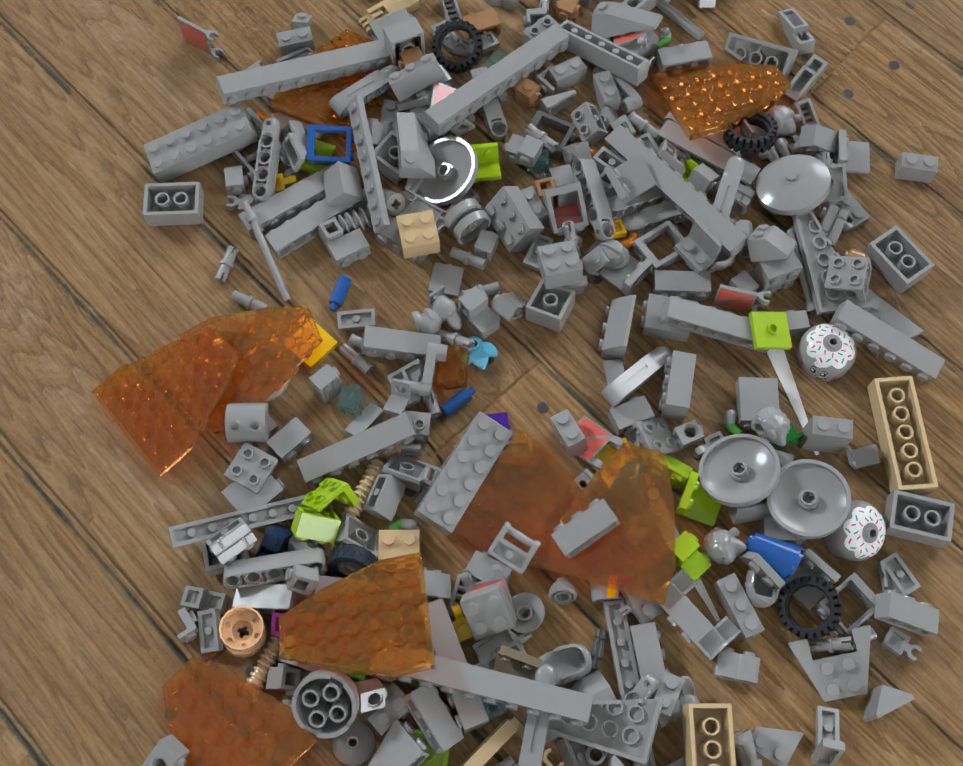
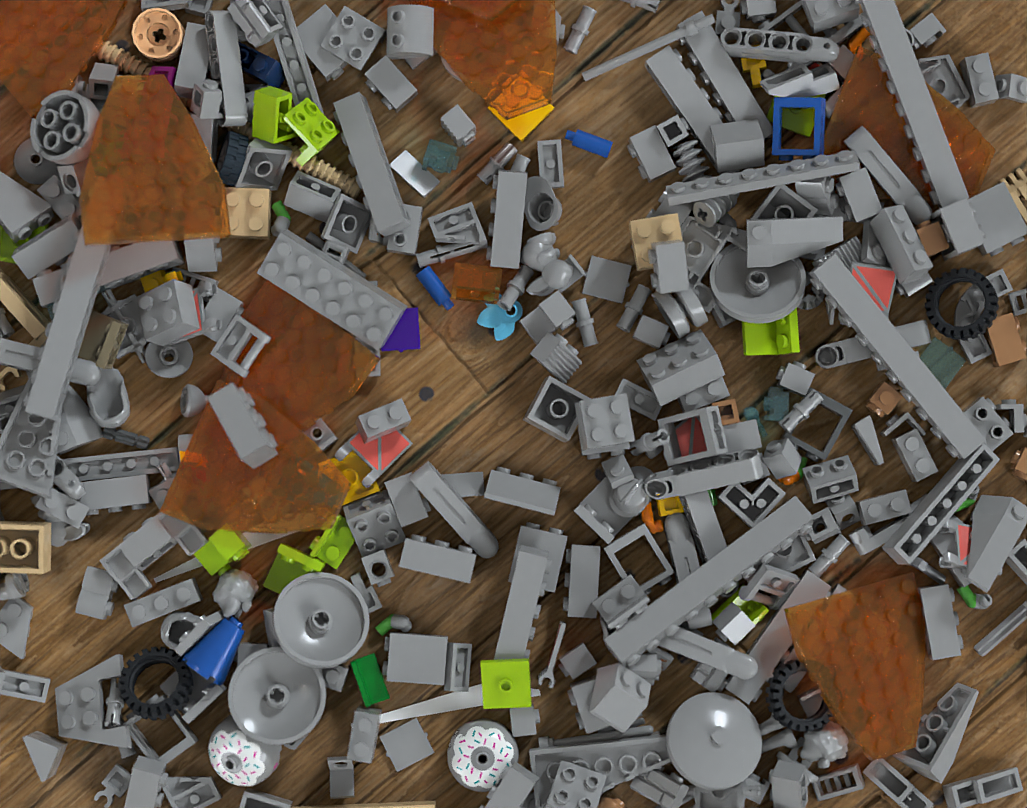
camera: 90 degrees right, 20 degrees up
(382, 106) = (858, 194): none -> light grey brick
(391, 317) = (541, 204): none -> light grey piece
(398, 400) = (429, 212): light grey bracket -> none
(435, 353) = (488, 259): light grey beam -> none
(438, 215) = (669, 266): none -> light grey brick
(529, 151) = (778, 393): light grey brick -> none
(630, 178) = (724, 521): light grey bracket -> none
(760, 371) = (457, 667): none -> light grey plate
(771, 425) = (374, 666): light grey animal -> none
(826, 406) = (406, 744): none -> light grey piece

